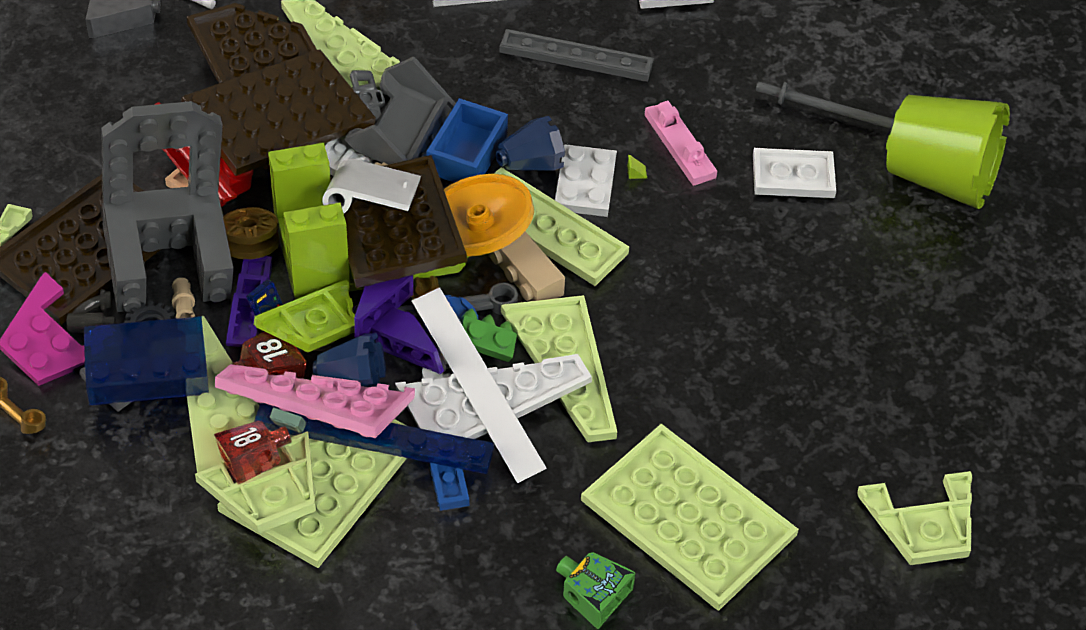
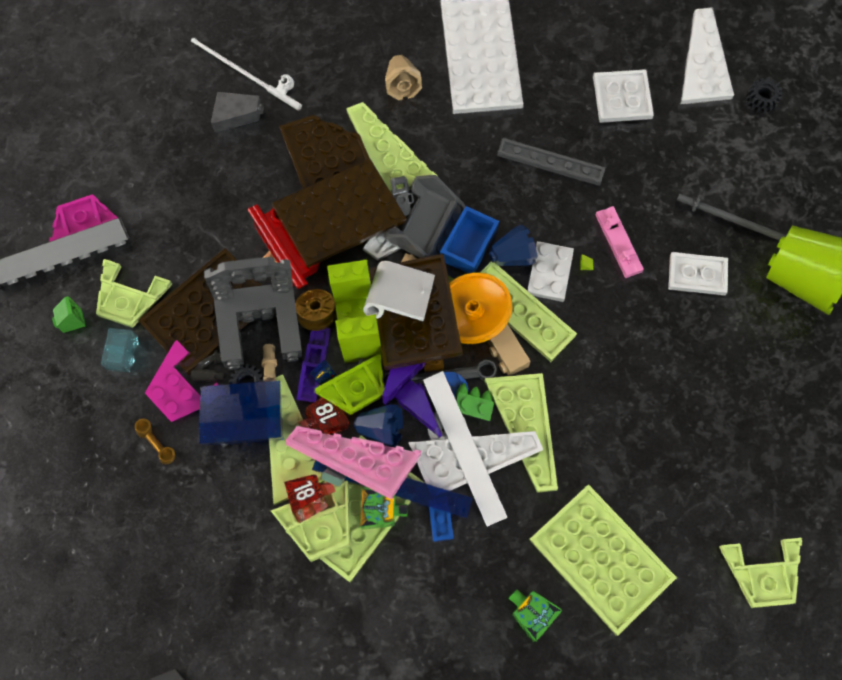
camera: 10 degrees right, 20 degrees up
(358, 463) = (379, 510): none -> torso

